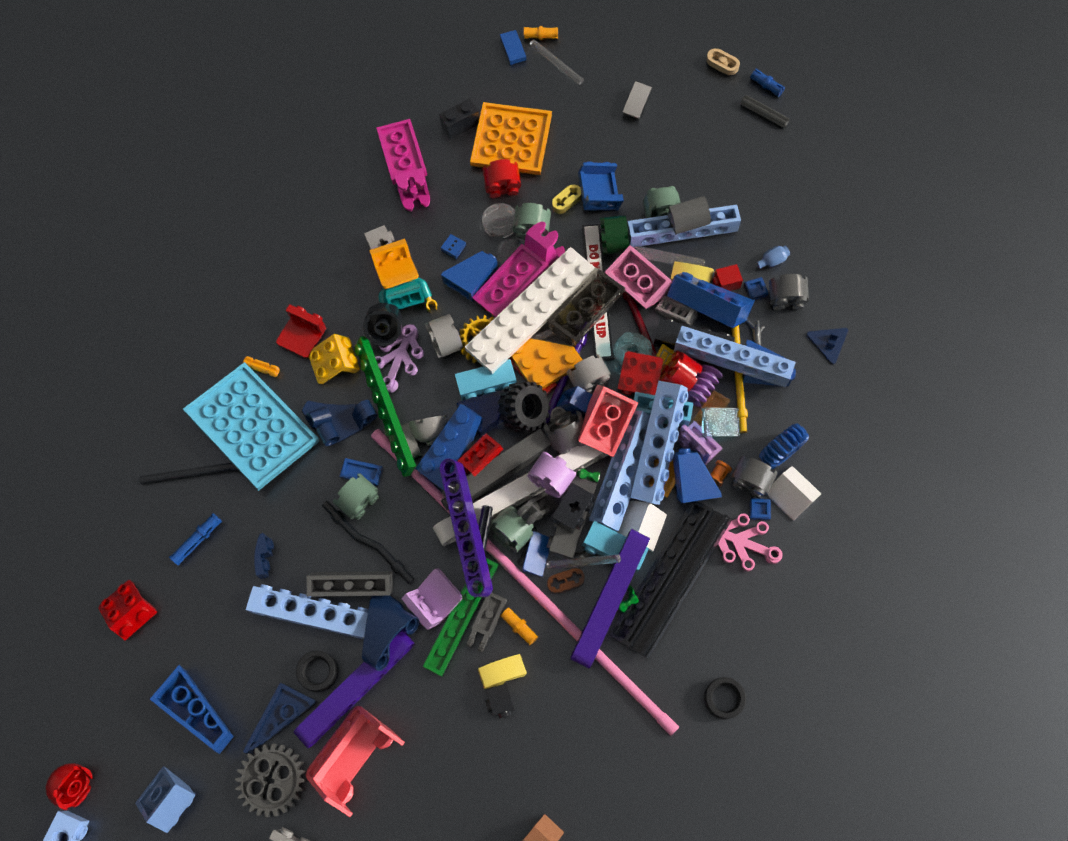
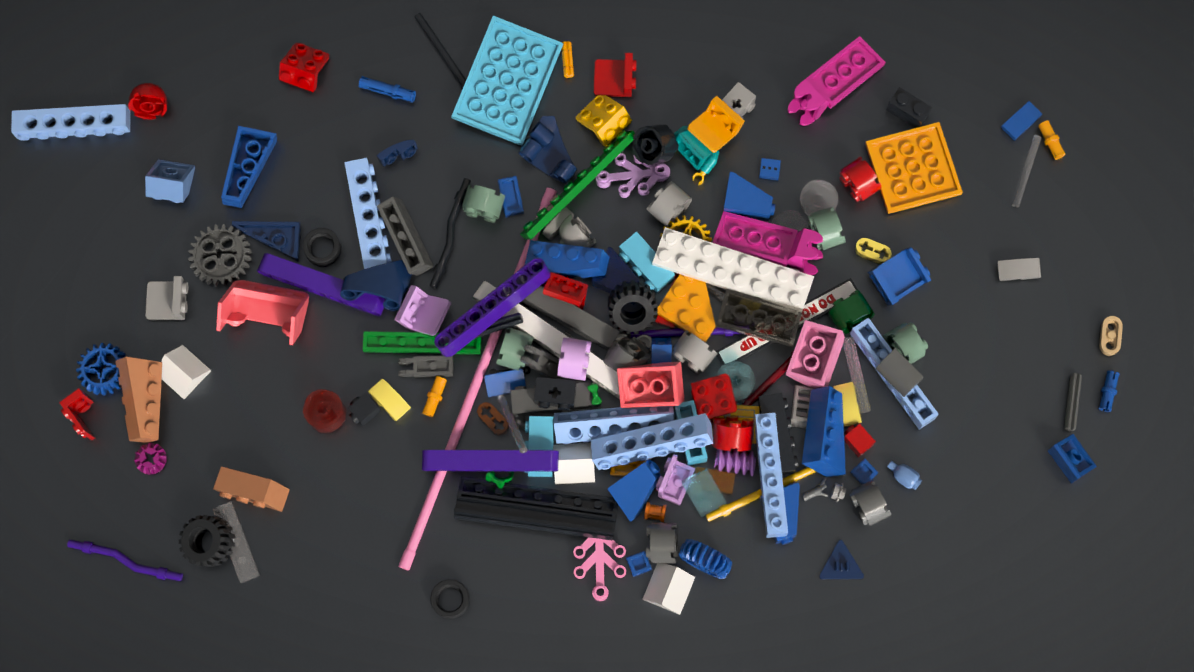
camera: 65 degrees right, 5 degrees up
(475, 732) = (314, 414): none -> clear red brick
(765, 315) = (838, 492): none -> light grey plate
(813, 132) = (1072, 458): none -> blue slope

